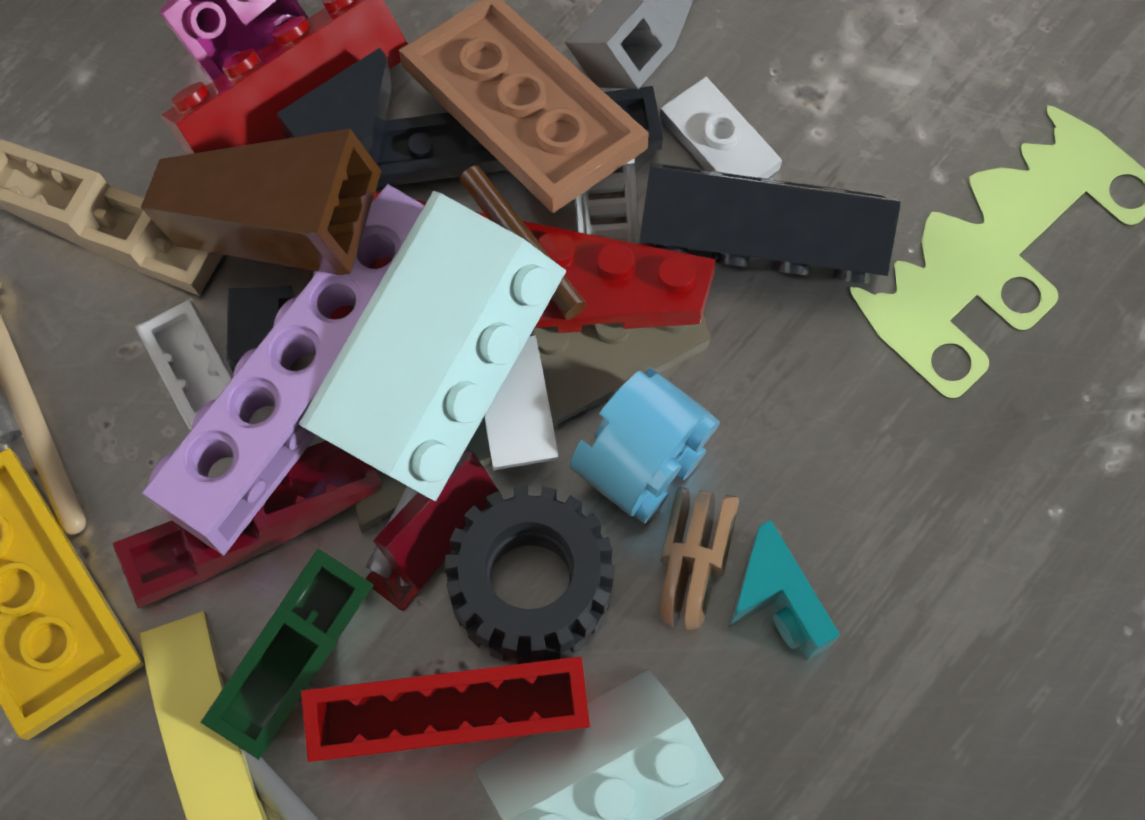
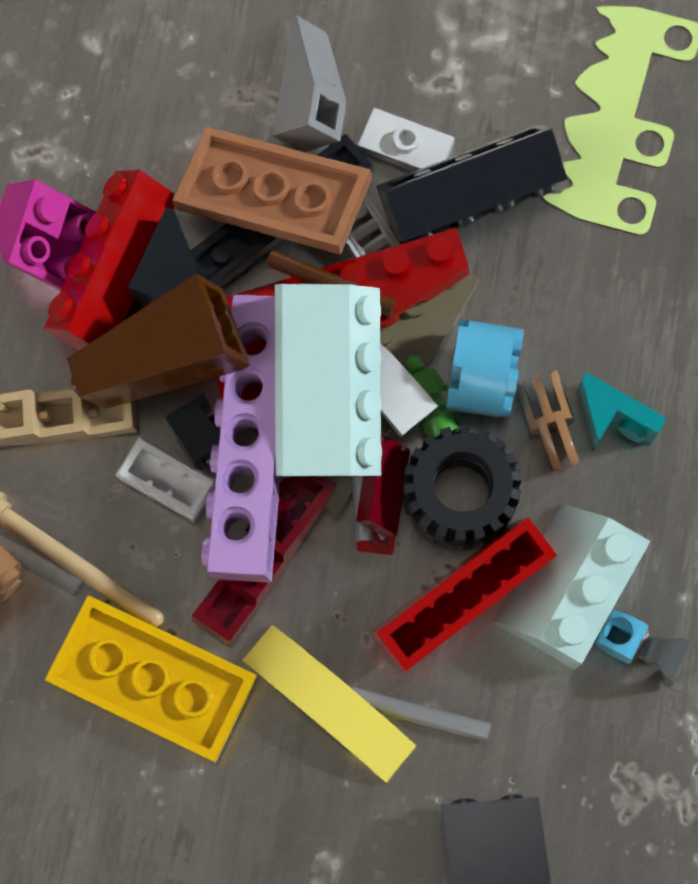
camera: 25 degrees left, 5 degrees up
(287, 654) = (345, 616): dark green slope -> none
(569, 427) = (433, 385): none -> bright green piece

